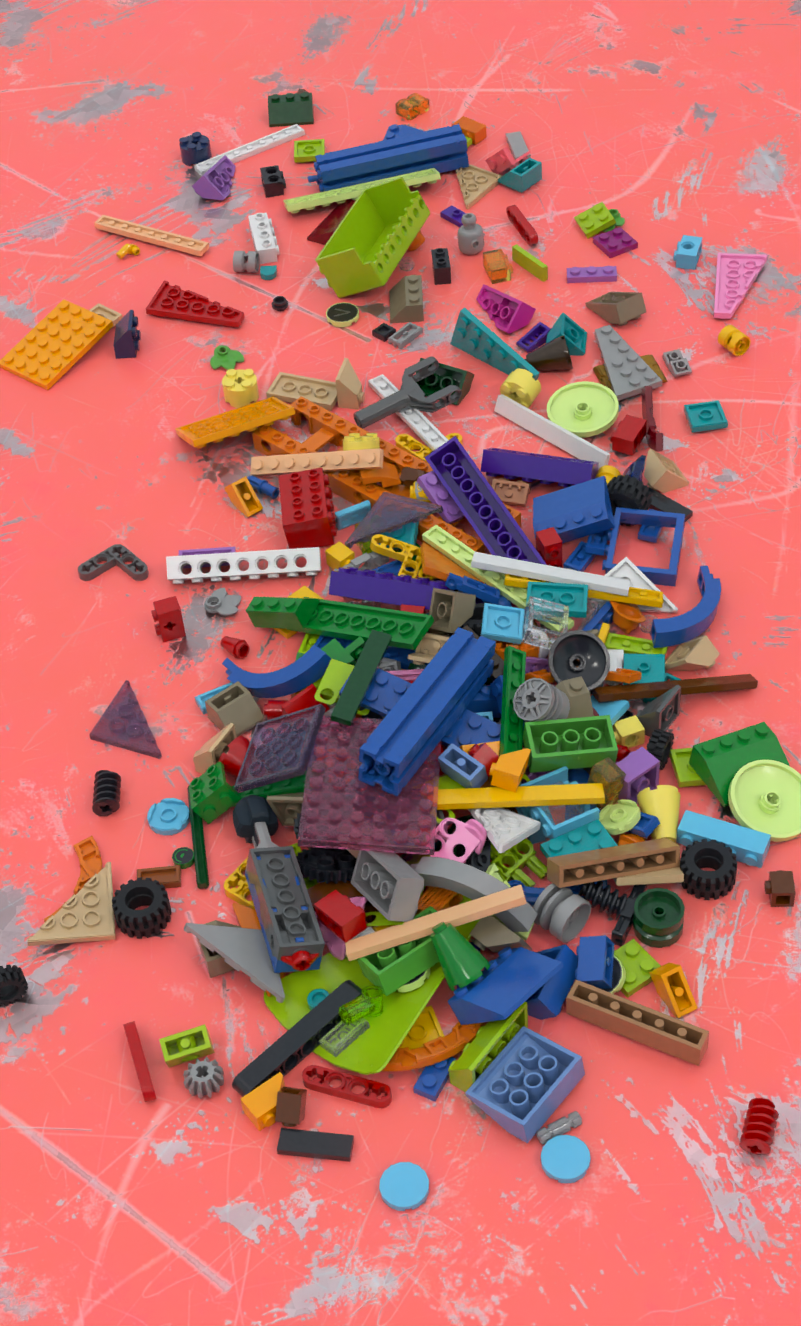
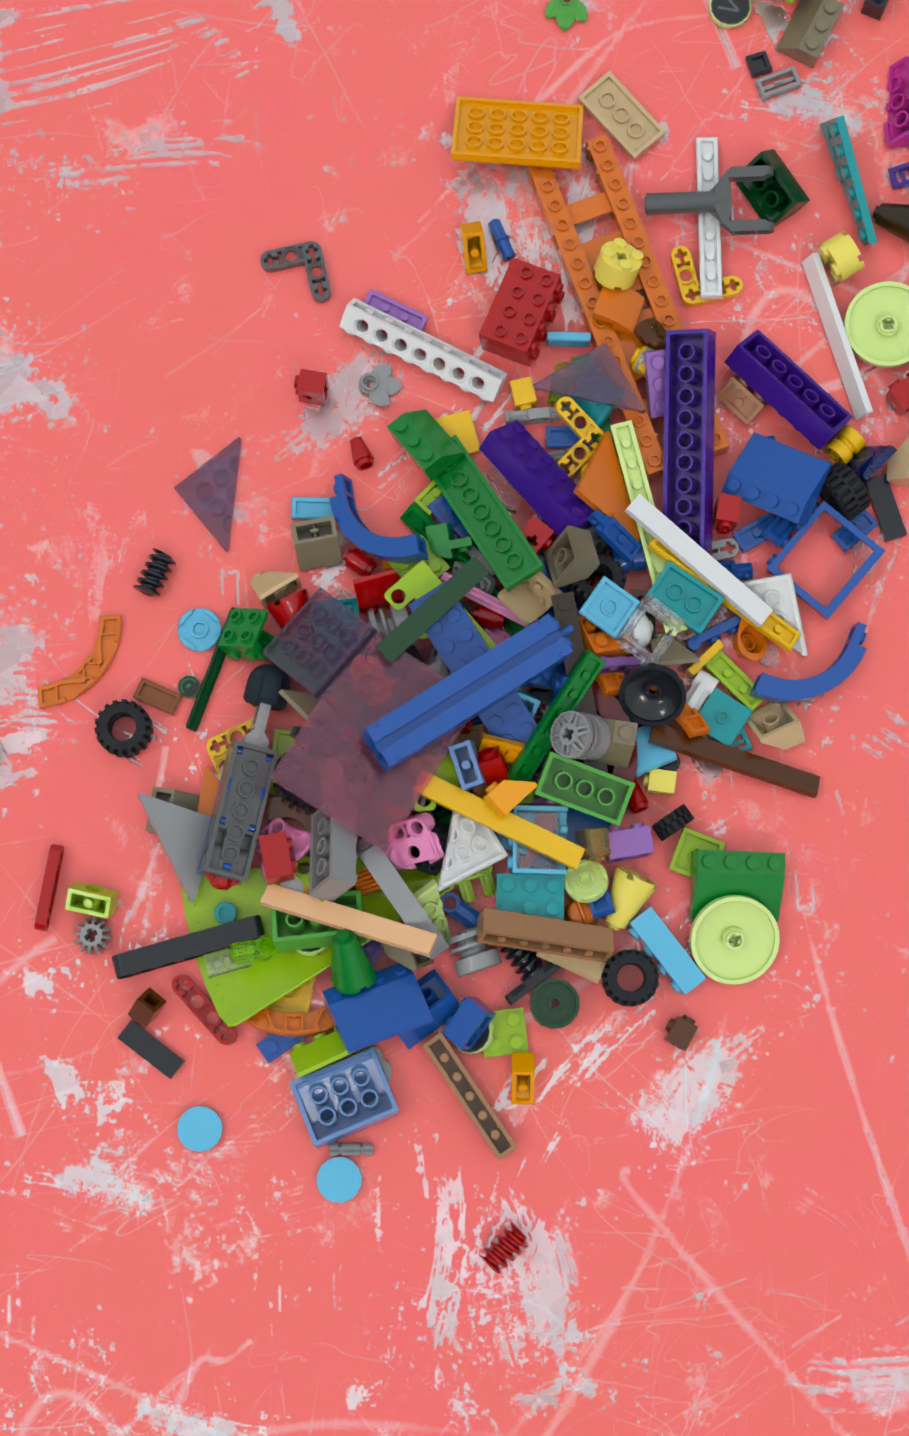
camera: 25 degrees right, 35 degrees up
(84, 916) = (74, 704): tan tile -> none
(240, 387) = (554, 73): light yellow brick -> none
(261, 1102) = (127, 990): light orange slope -> none
(328, 461) = (564, 254): light nougat plate -> none
(348, 387) = (664, 145): tan slope -> none
(661, 711) = (699, 779): dark grey slope -> none

